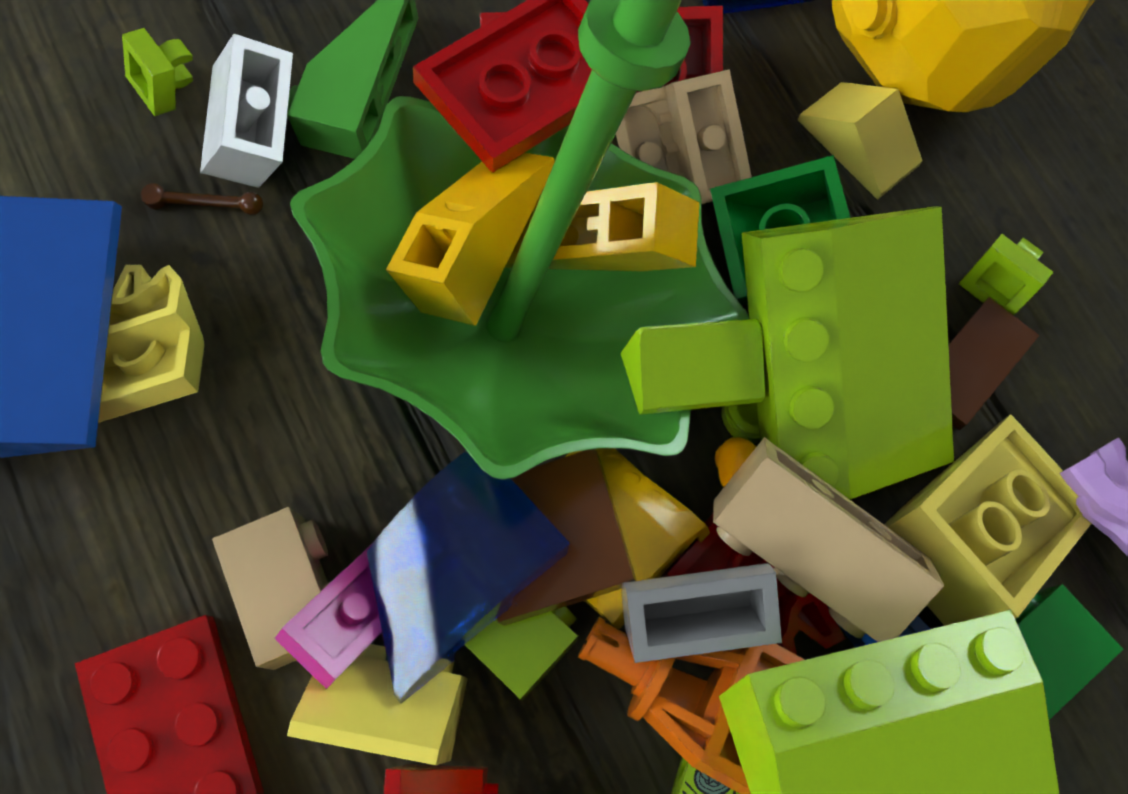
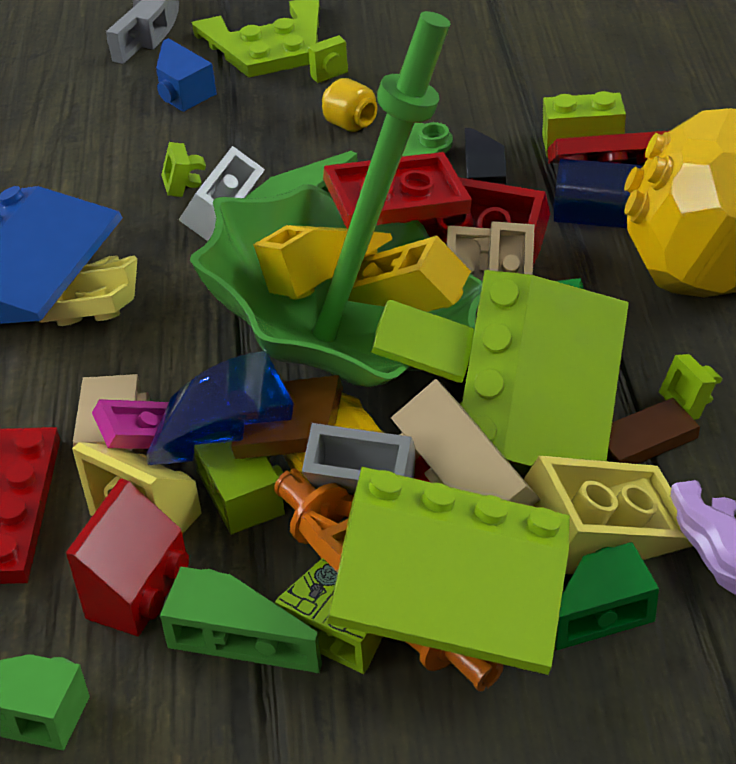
camera: 25 degrees right, 30 degrees down
(156, 197) = (146, 232): reddish brown hinge -> none
(865, 133) = (638, 288): light yellow slope -> none

